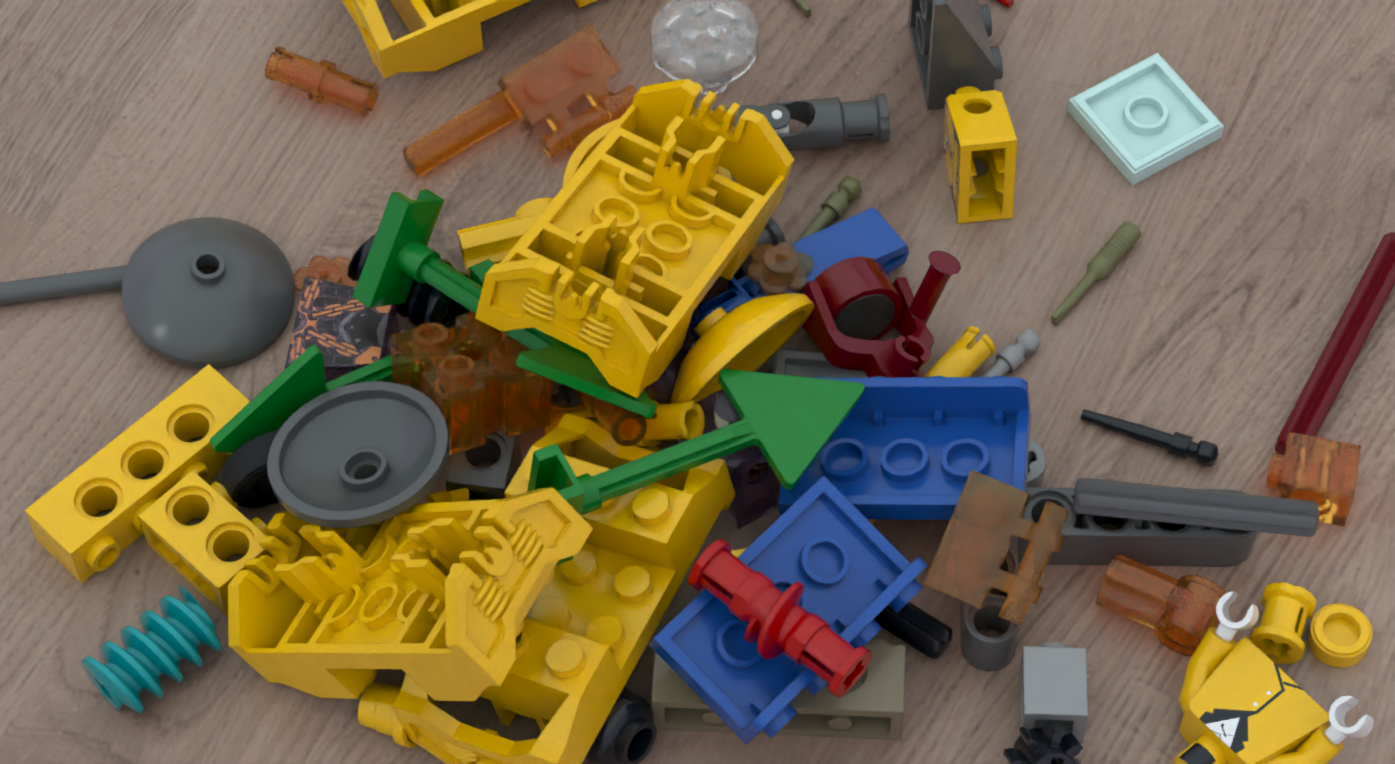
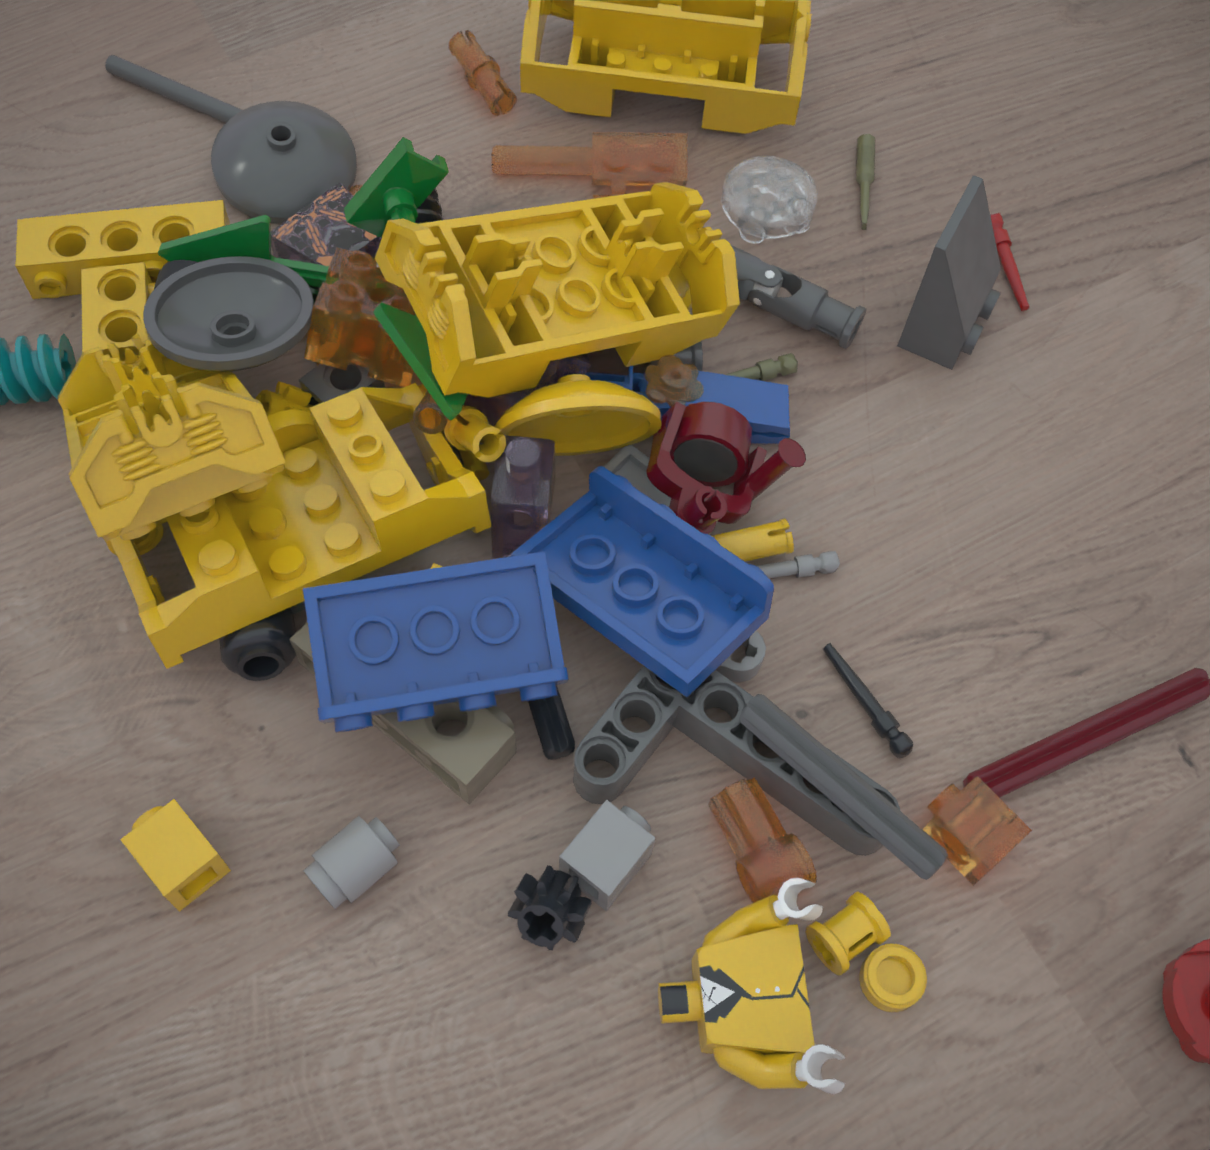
camera: 30 degrees right, 5 degrees up
(778, 619) = (399, 641): red piece -> none
(779, 414) = (550, 487): green piece -> none
(978, 541) = (629, 689): clear orange plate -> none
(980, 128) = (907, 375): yellow torso -> none
(1100, 266) = (935, 542): olive piece -> none
(1145, 118) = (1064, 454): light aqua tile -> none

